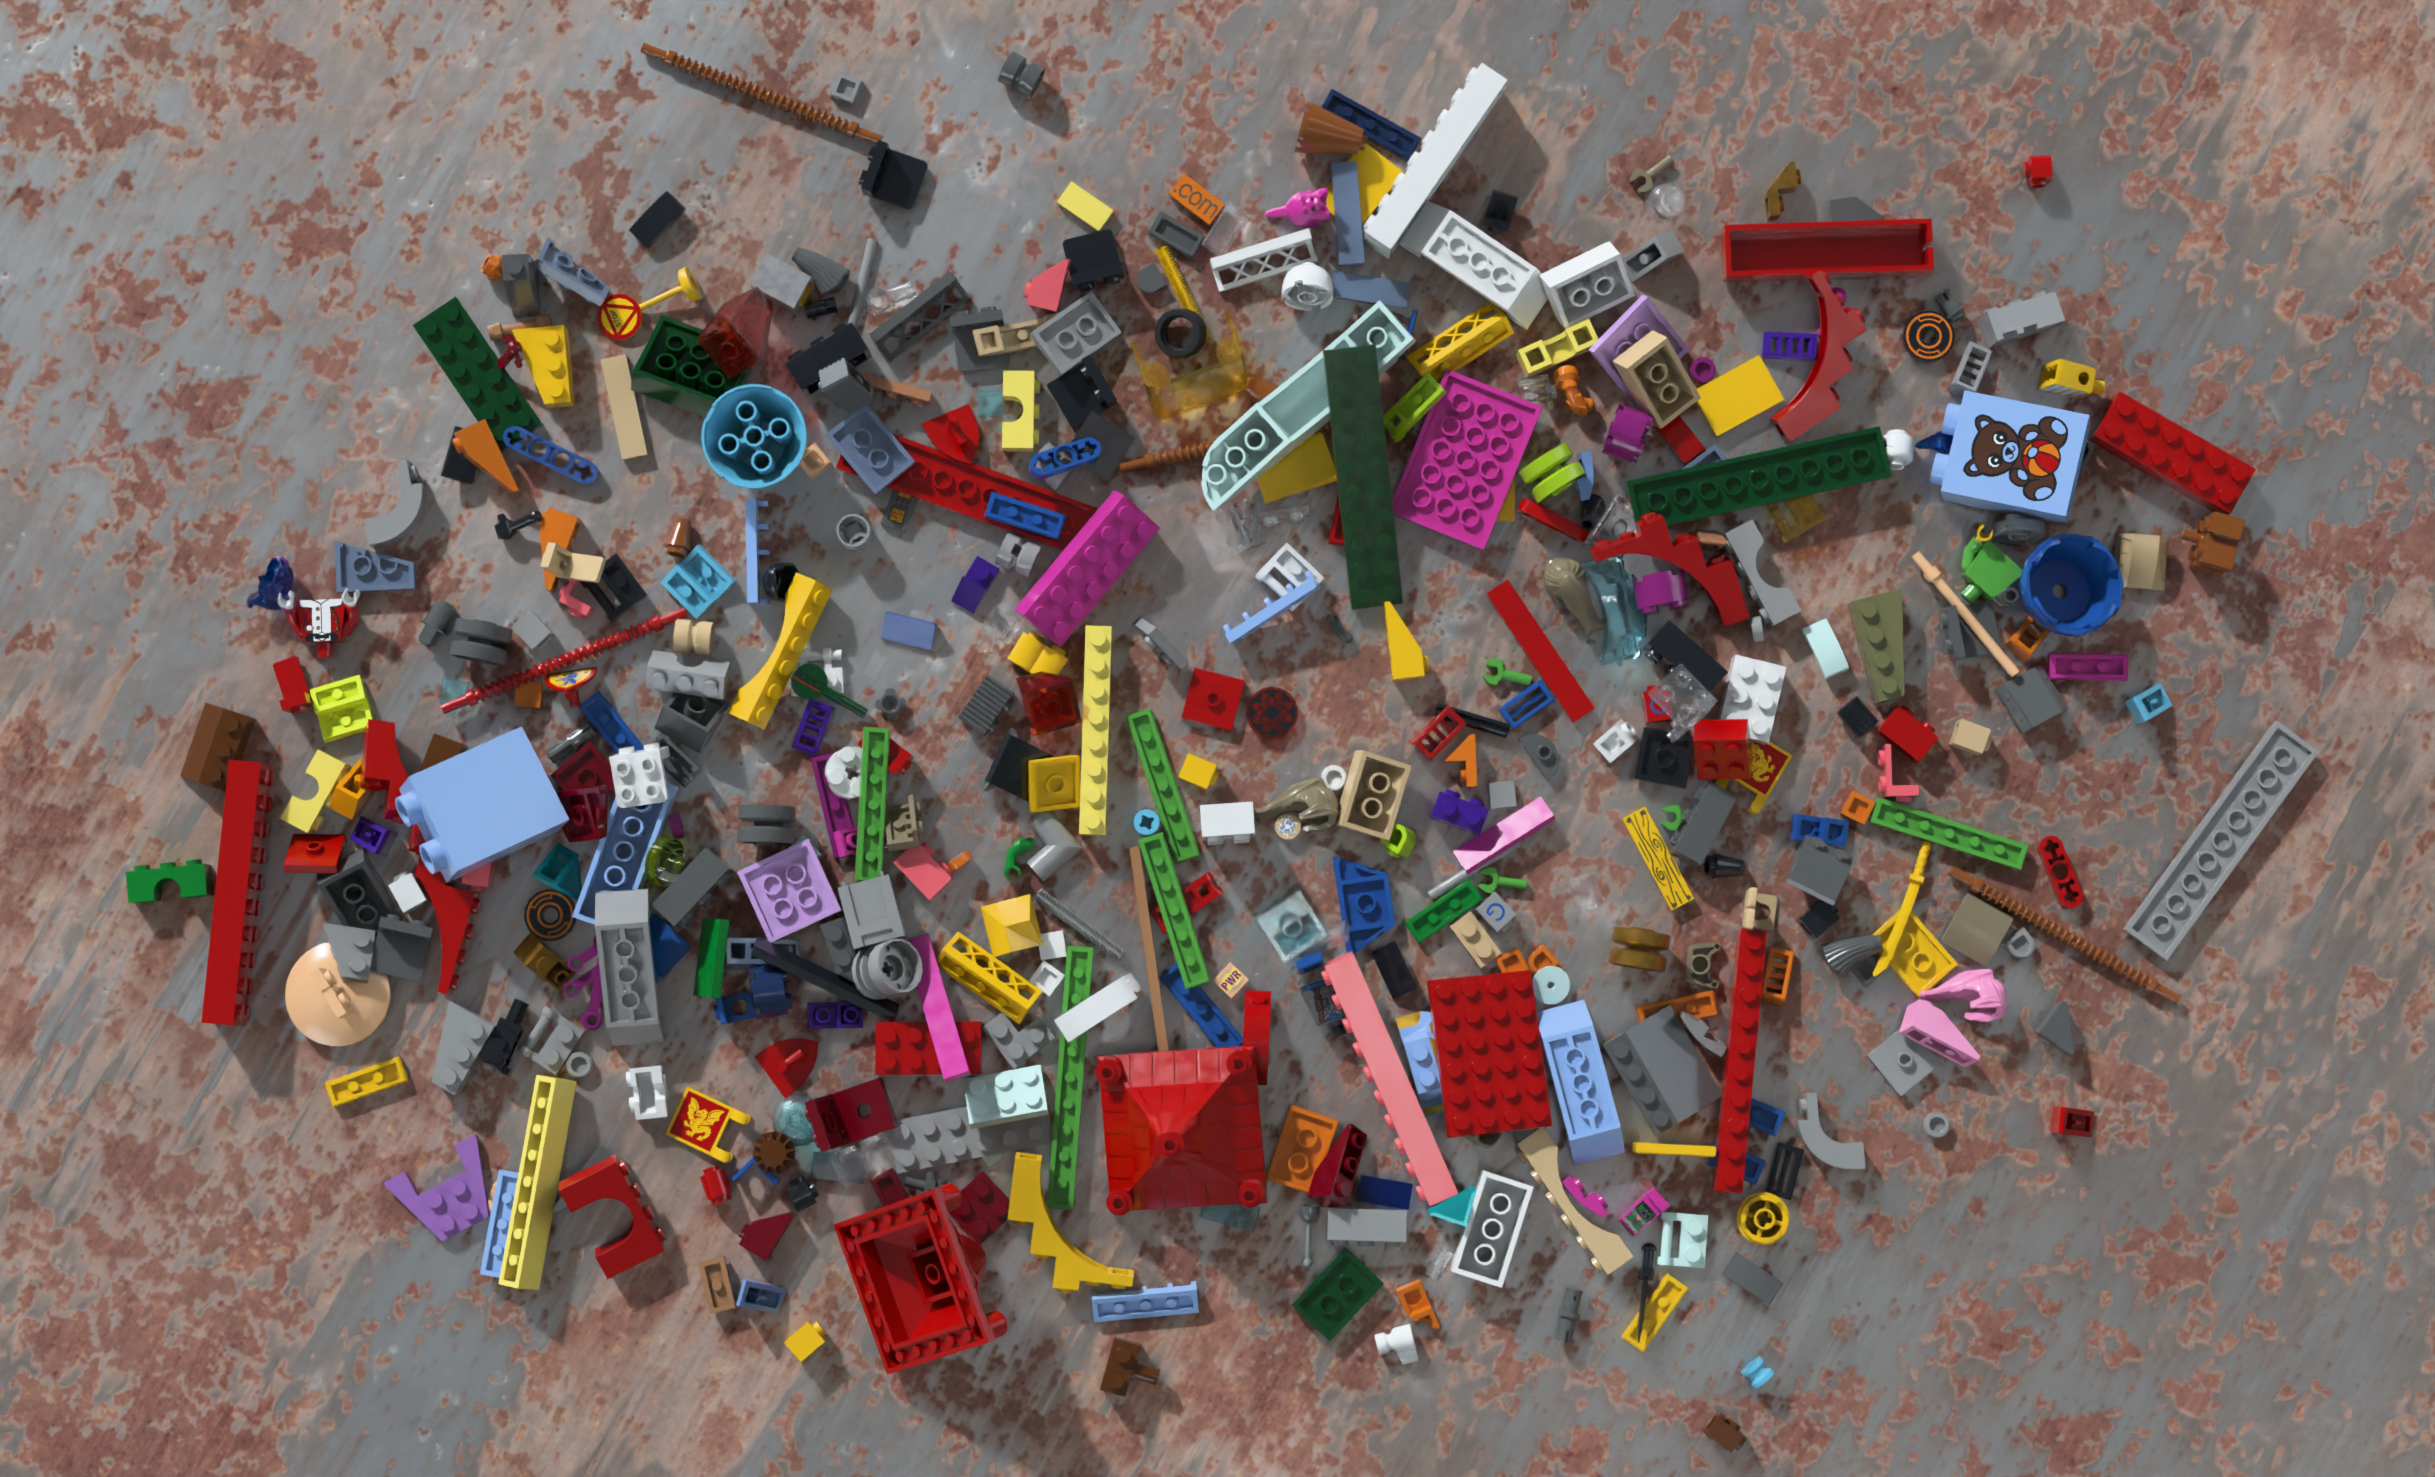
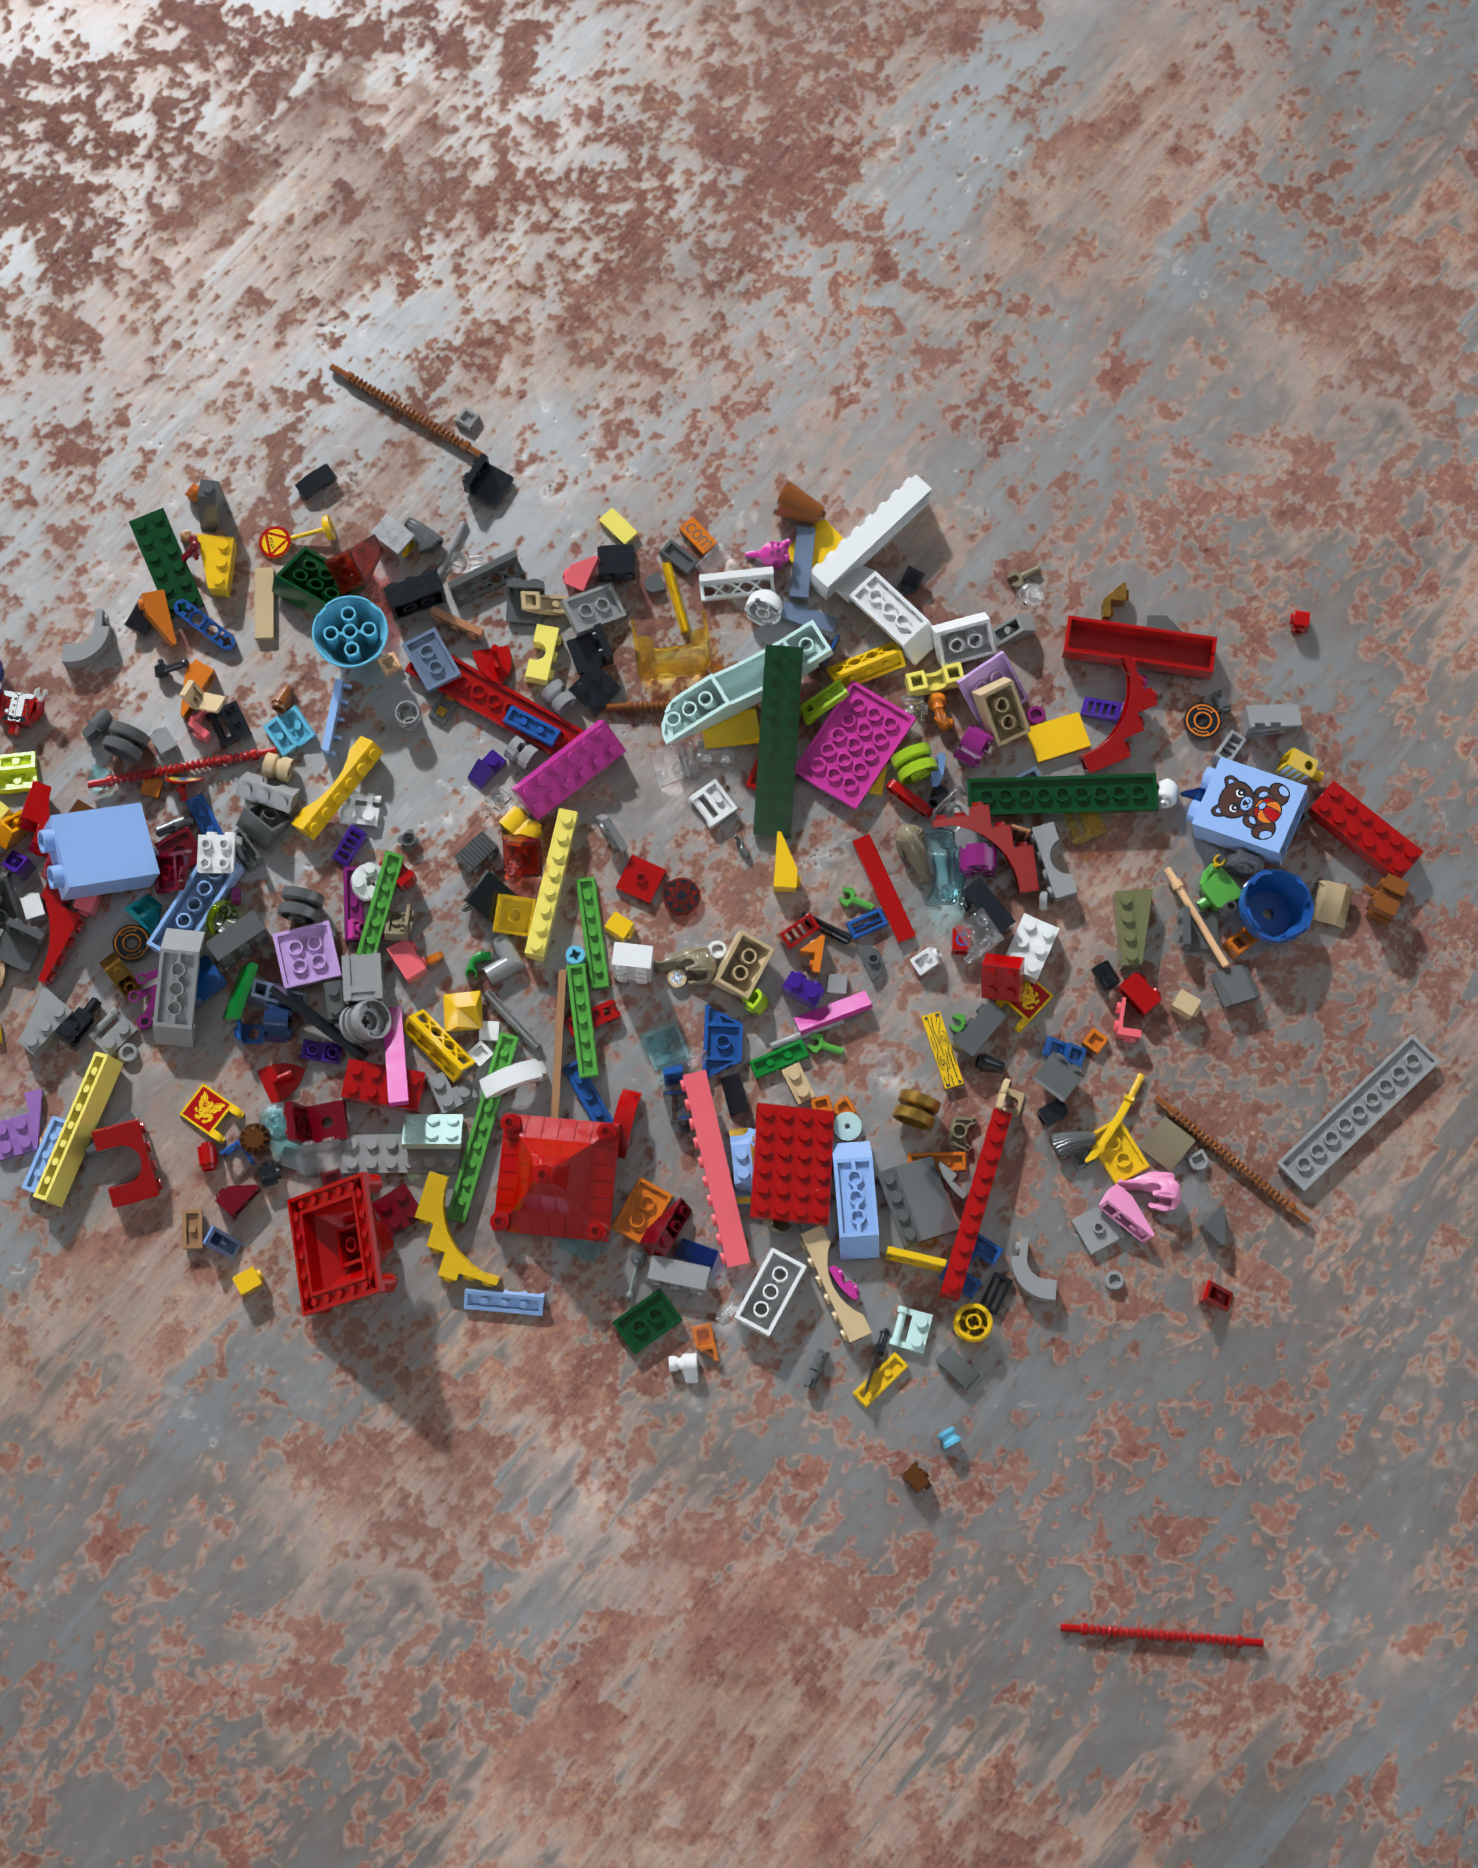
camera: 10 degrees right, 10 degrees down
(371, 571) = (60, 681): sand blue wing -> none
(562, 269) = (242, 501): sand blue wing -> none
(649, 1092) = (174, 1079): white cylinder -> none
(778, 579) = (346, 738): black hair -> none
(811, 682) = (354, 812): dark green piece -> none
(820, 308) = (417, 561): black pin -> none
(846, 386) = (423, 611): dark grey brick -> none
(908, 630) = (432, 791): slope -> none
(990, 403) = (523, 647): clear light blue tile -> none
(1023, 75) = (589, 428): dark grey wheel -> none
(1079, 445) = (553, 685): blue beam -> none
(1124, 1367) = (478, 1344): reddish brown brick -> none
(1161, 333) = (655, 618): black tyre -> none
(1230, 980) = (614, 1079): tile -> none
(1272, 610) = (695, 823): light blue hinge -> none
(1379, 129) = (835, 511): dark blue tile -> none
(1456, 1208) = (745, 1273): teal slope -> none
(1496, 913) = (816, 1066): light grey brick -> none
(1643, 1211) = (885, 1302): leg -> none
(1662, 760) = (959, 979): black plate -> none
(1681, 440) = (1011, 758): red slope -> none
(1773, 998) = (1008, 1161): orange slope -> none
(1825, 648) = (1091, 924): light aqua slope -> none
(1948, 833) = (1158, 1071): bright green plate -> none
(2074, 887) = (1228, 1101): red beam -> none
(2088, 667) = (1280, 972): dark pink tile -> none
(2148, 703) = (1319, 1005): medium azure slope -> none

